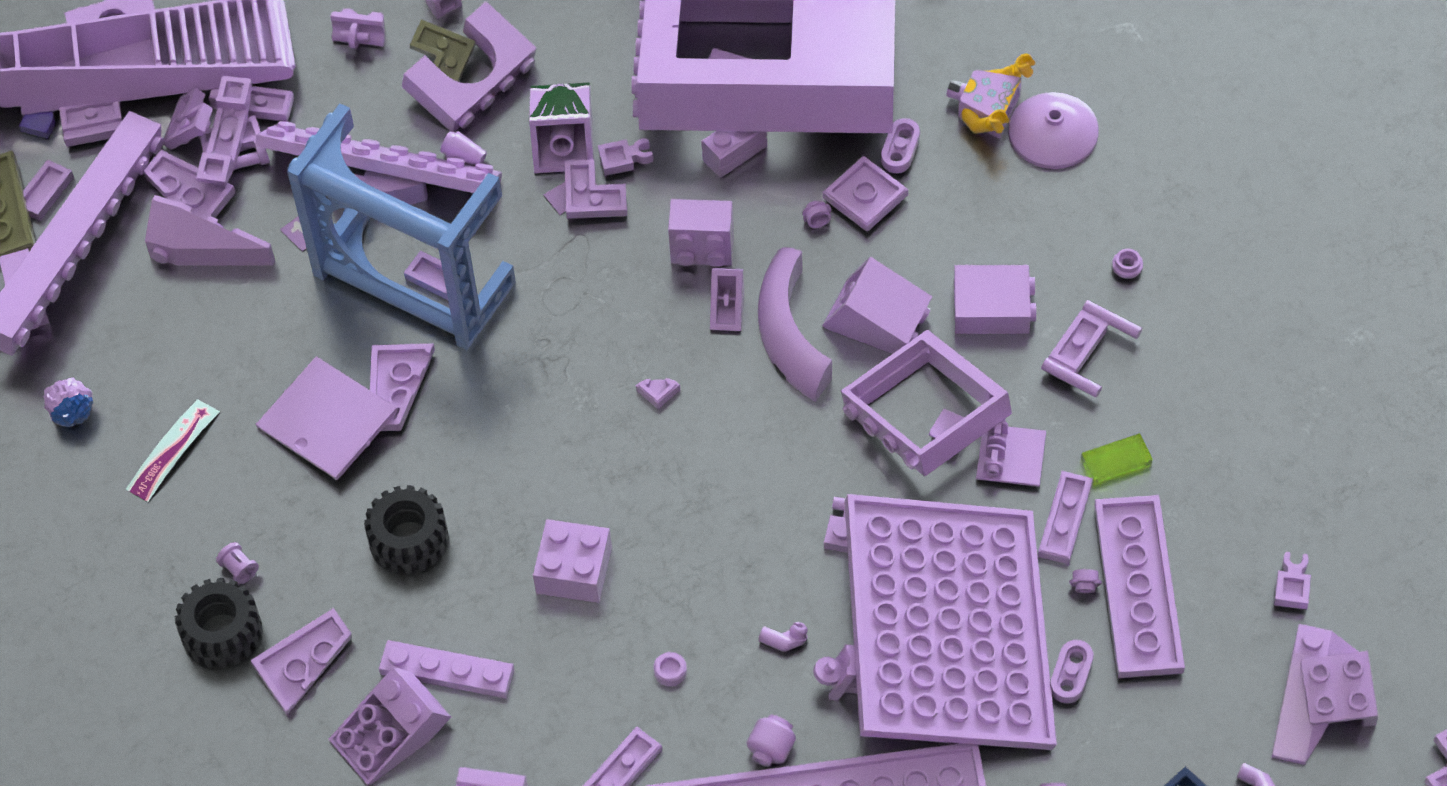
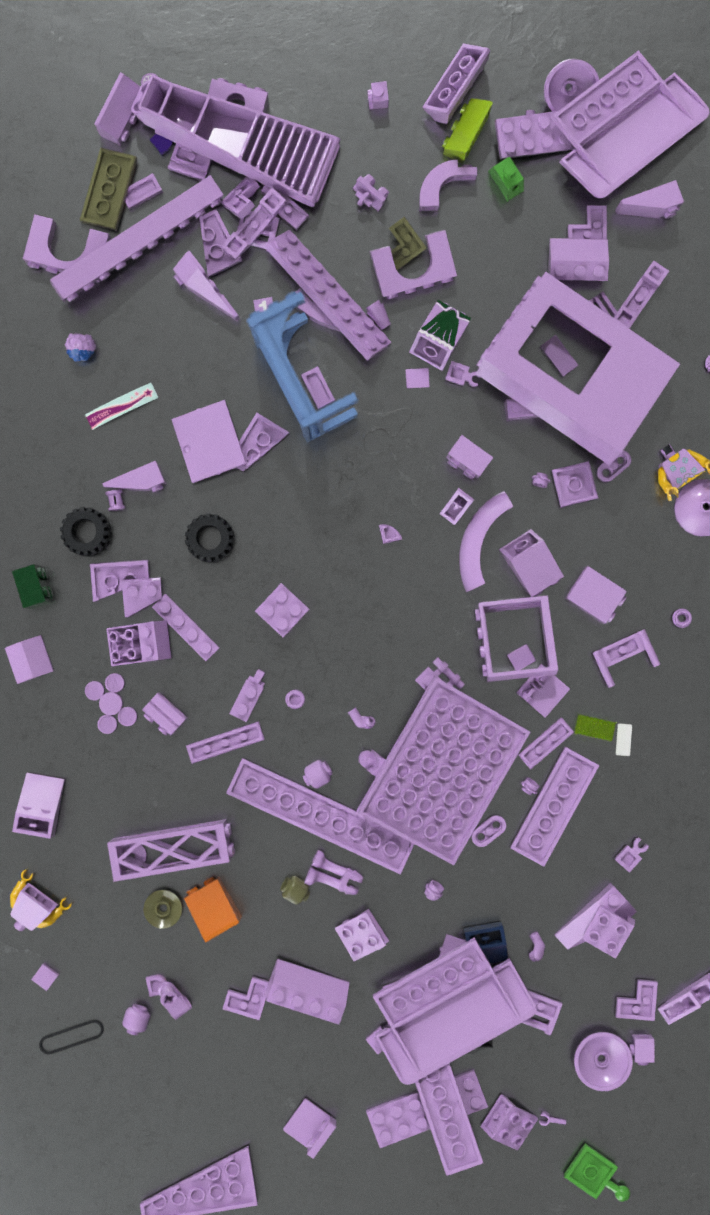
camera: 30 degrees right, 30 degrees up
(182, 732) = (33, 586): none -> dark green brick
(256, 517) = (142, 479): none -> lavender slope
(350, 659) = (140, 594): none -> lavender wing
(591, 200) = (424, 389): lavender plate -> none
(599, 704) = (248, 696): none -> lavender hinge
(1168, 453) = (623, 739): none -> white sticker

